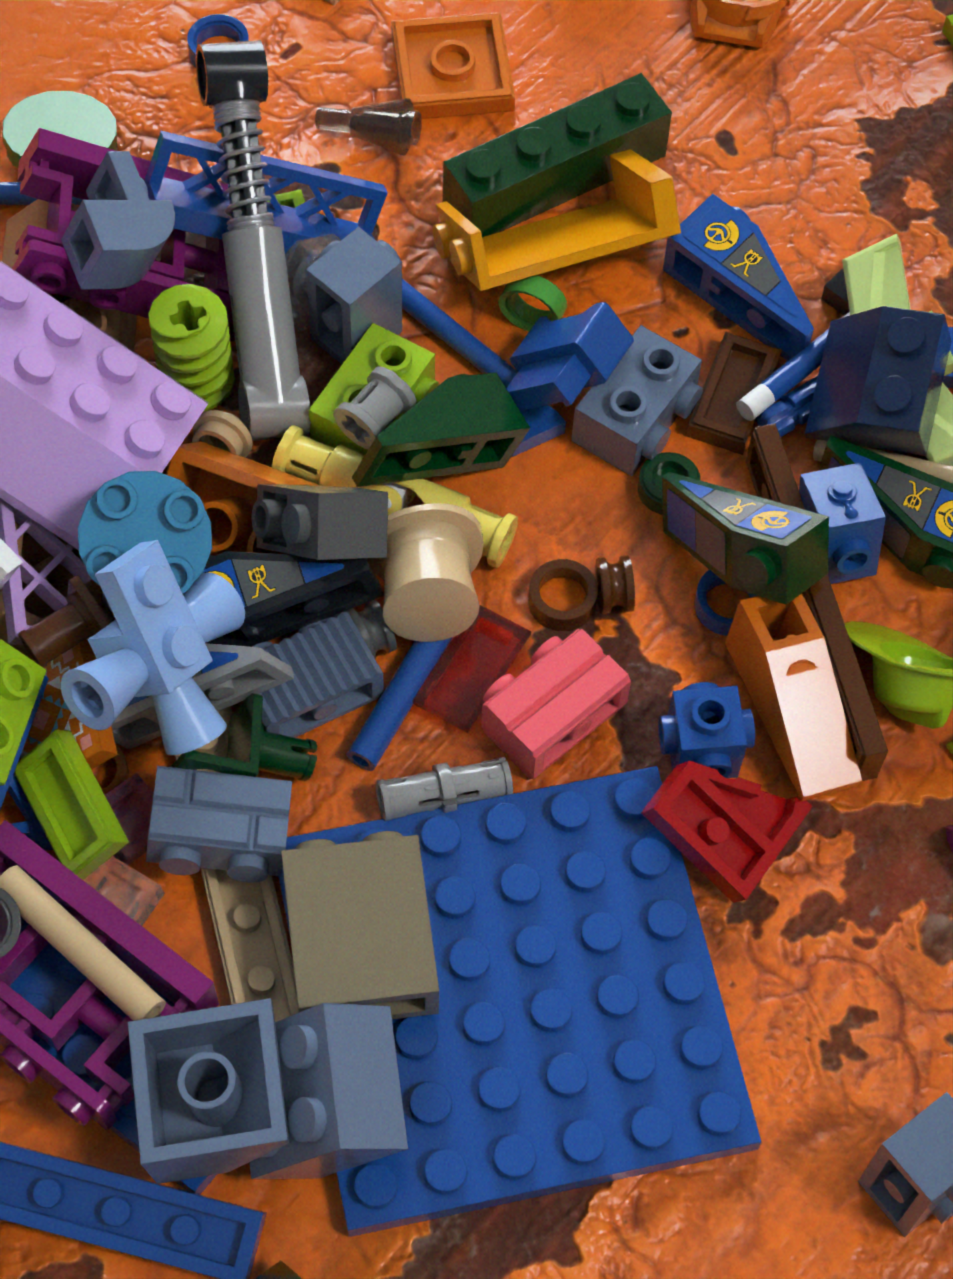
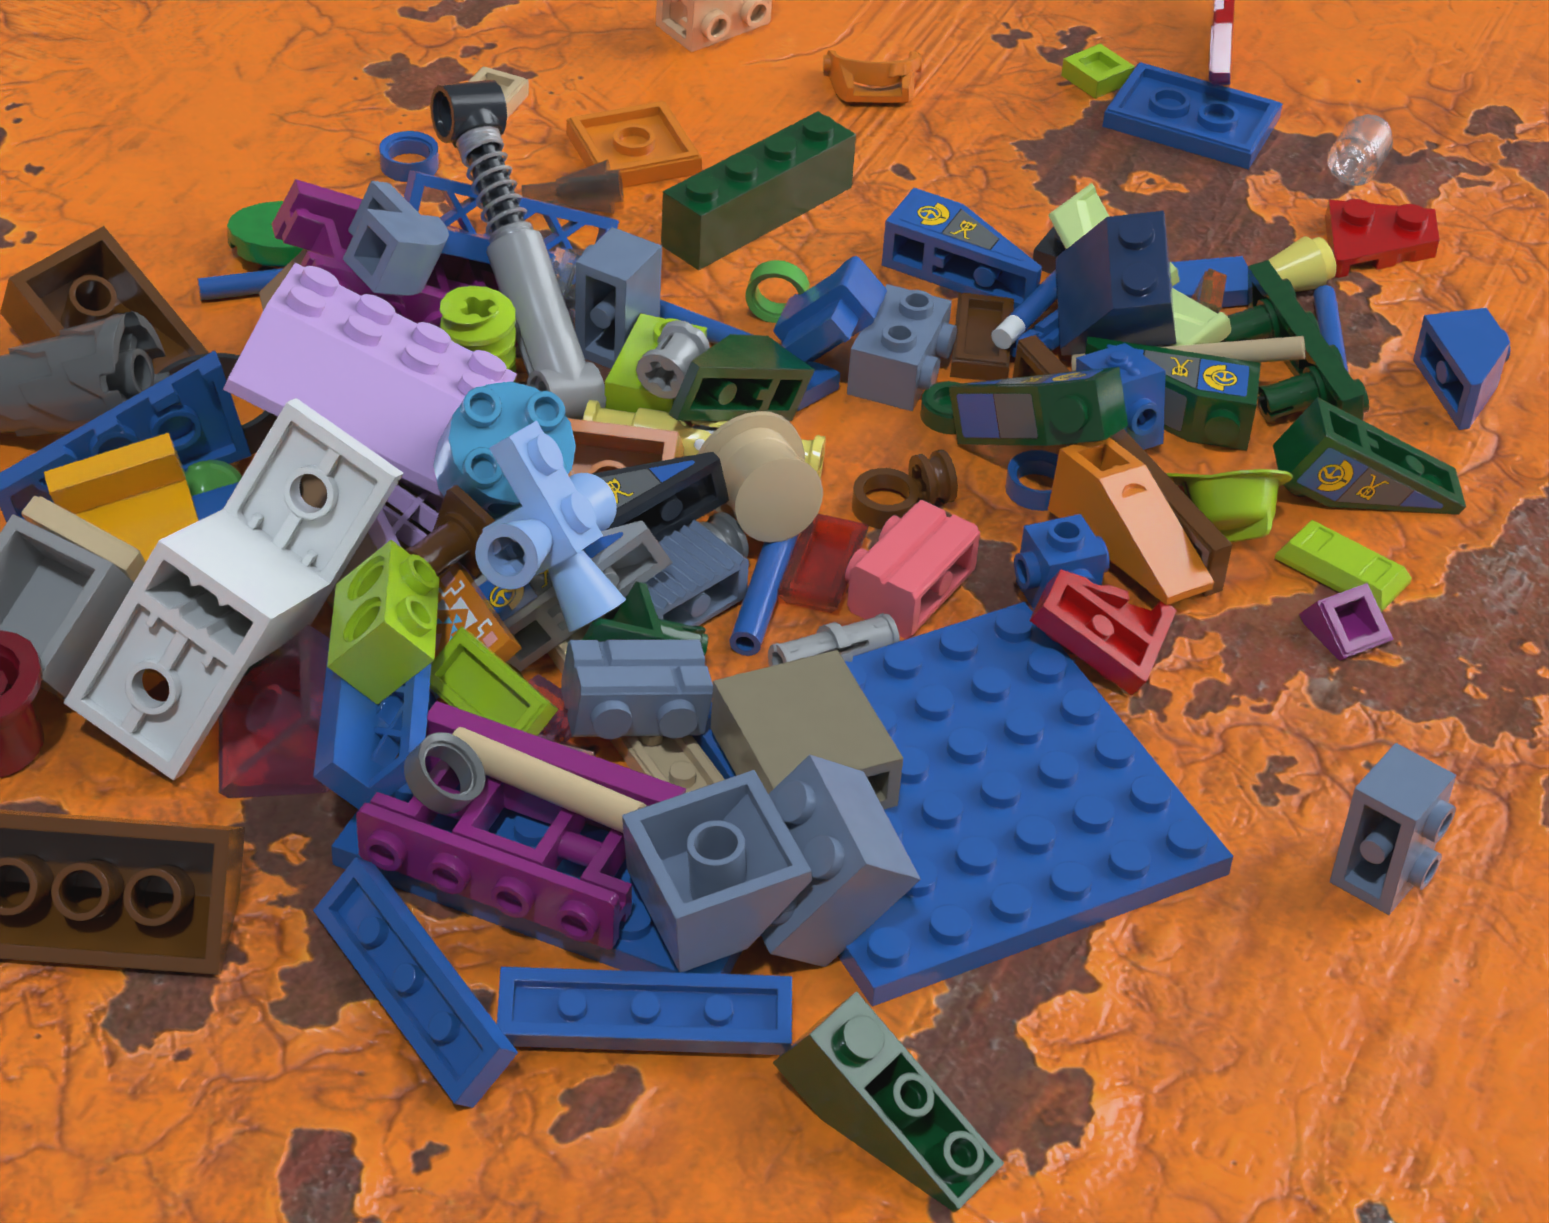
camera: 15 degrees left, 20 degrees down
(321, 521) = (660, 428): dark grey slope -> none
(640, 214) = (845, 201): light orange panel -> none

